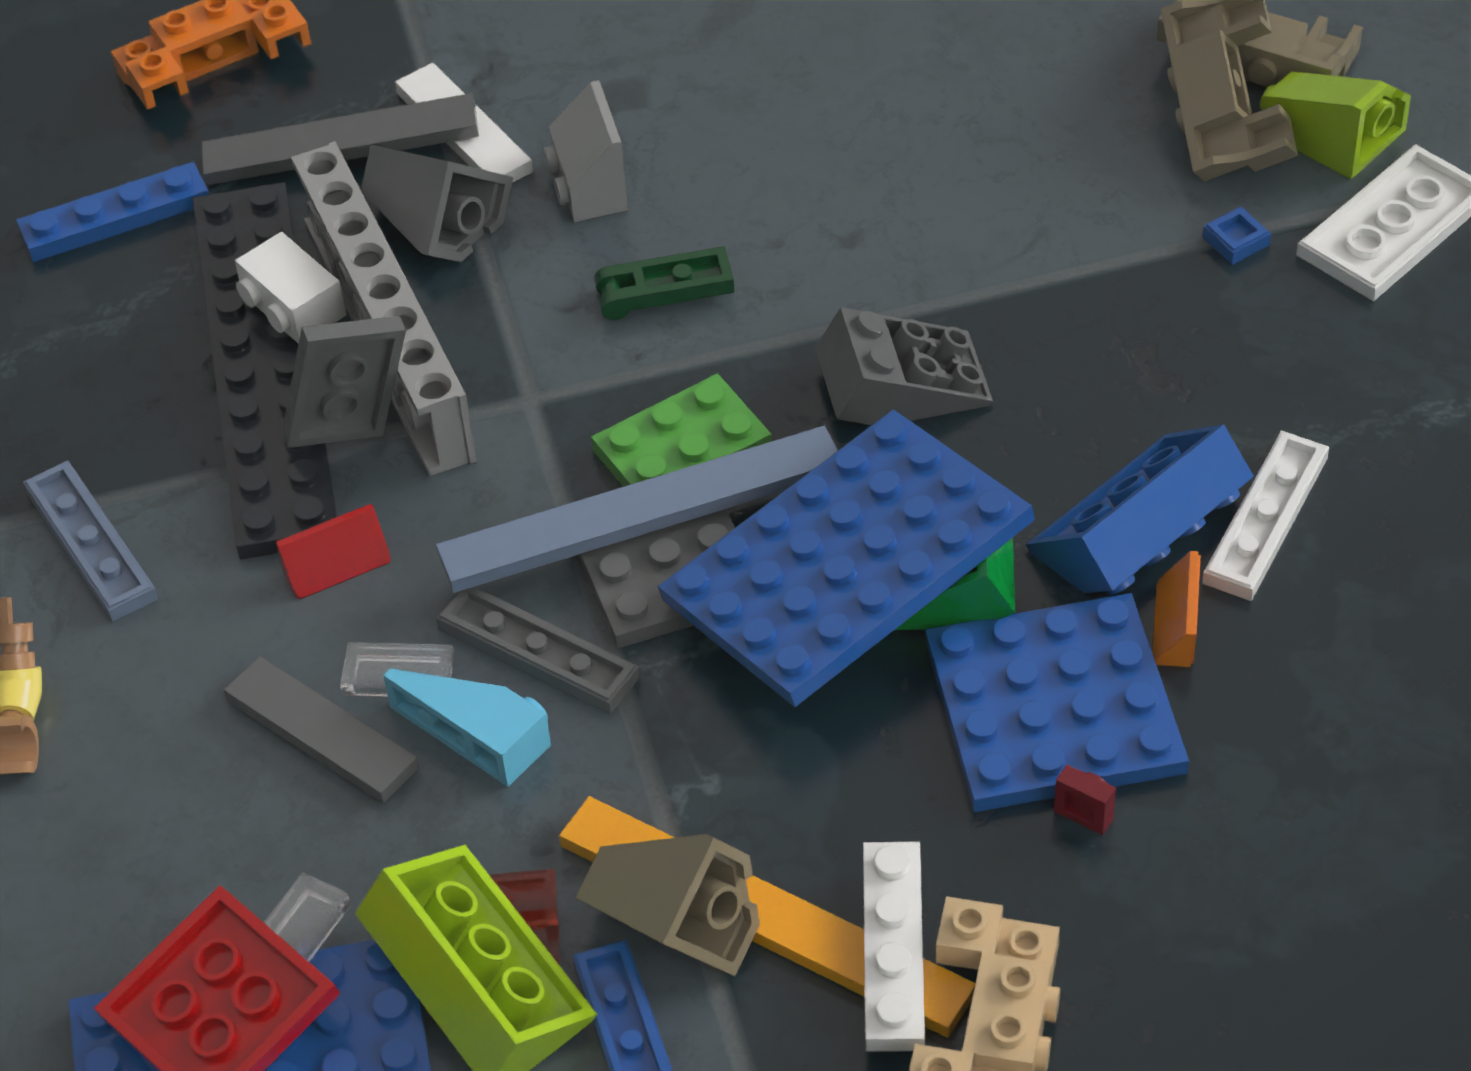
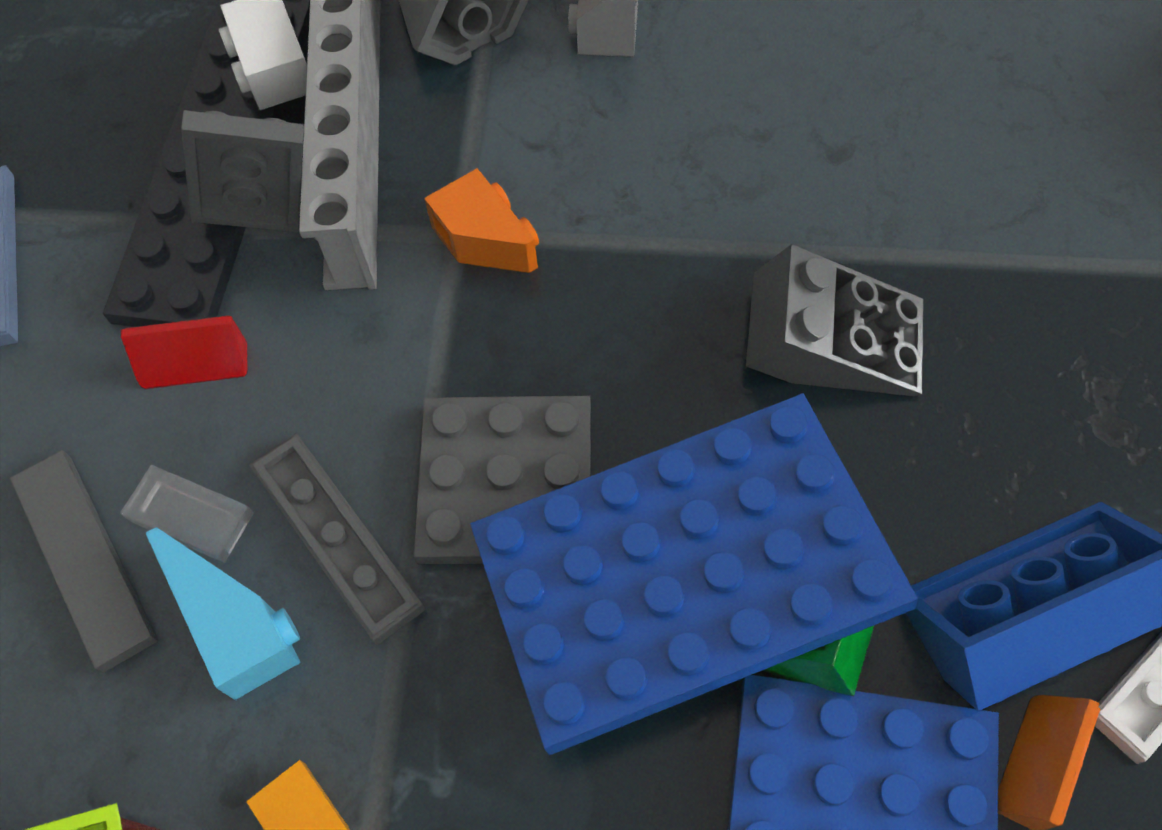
camera: 20 degrees right, 15 degrees up
(556, 380) = (479, 225): none -> orange slope
(632, 510) = (494, 413): sand blue tile -> none
(663, 281) = (633, 146): dark green plate -> none
(680, 433) = (580, 335): bright green plate -> none

